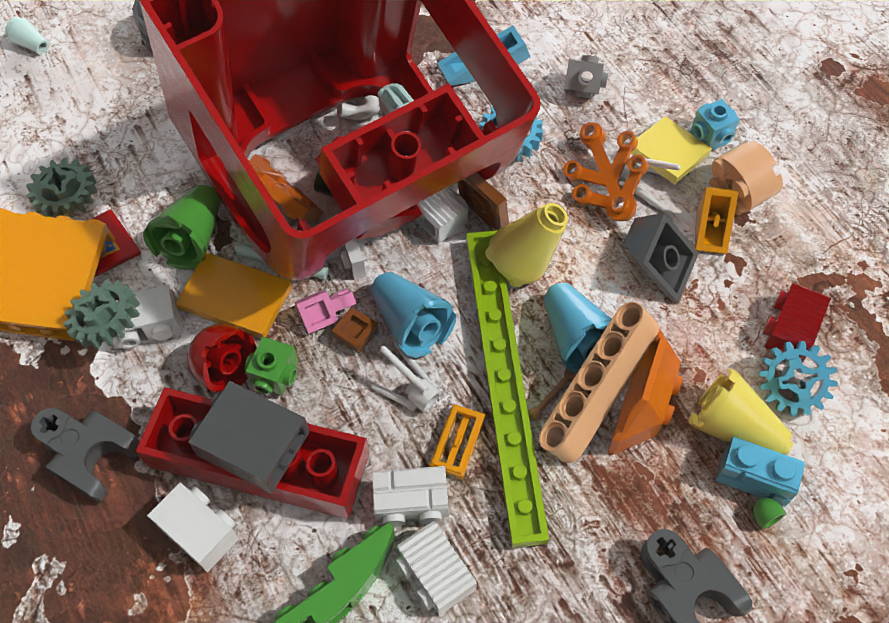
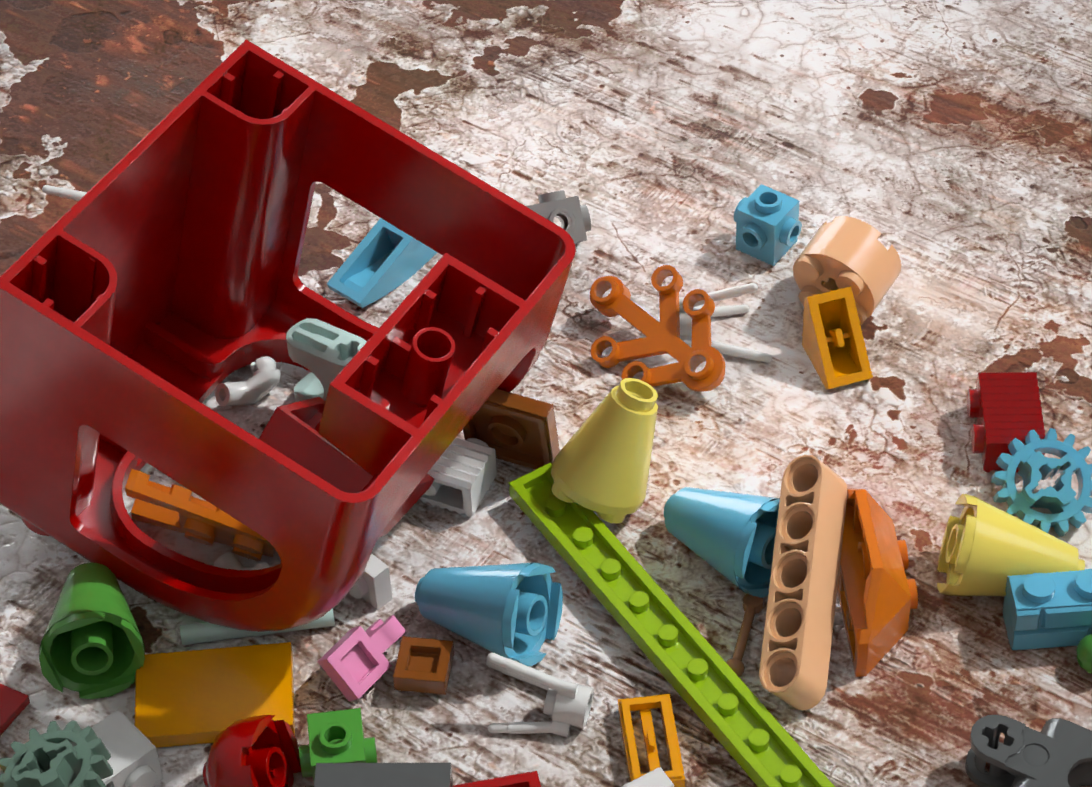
camera: 25 degrees left, 15 degrees down
(662, 253) = (788, 405): dark grey slope -> none
(671, 144) = (722, 266): light yellow tile -> none

